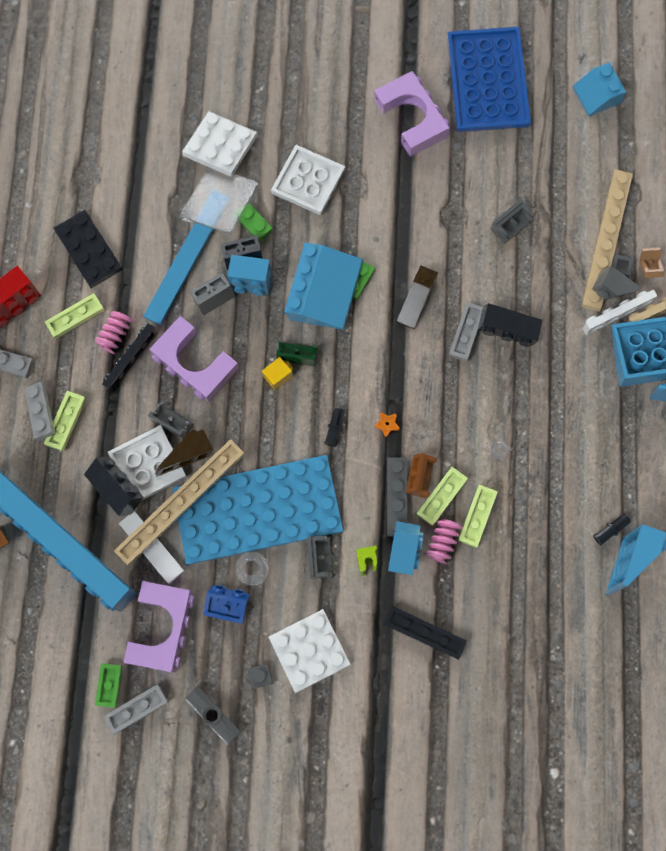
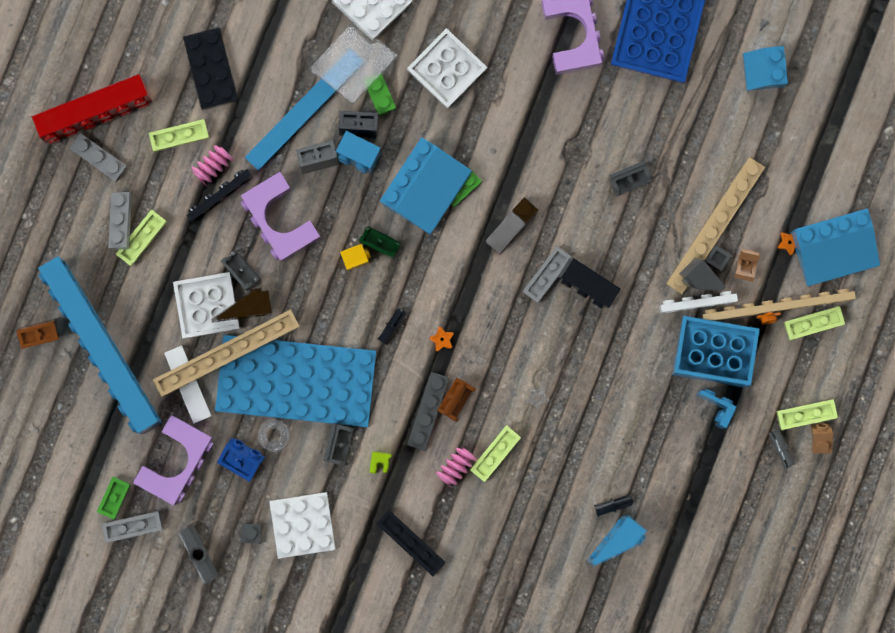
camera: 10 degrees right, 10 degrees up
(113, 486) = (169, 317): black brick -> none
(404, 551) = (418, 463): dark azure brick -> none
(442, 496) = (469, 424): yellowish green plate -> none

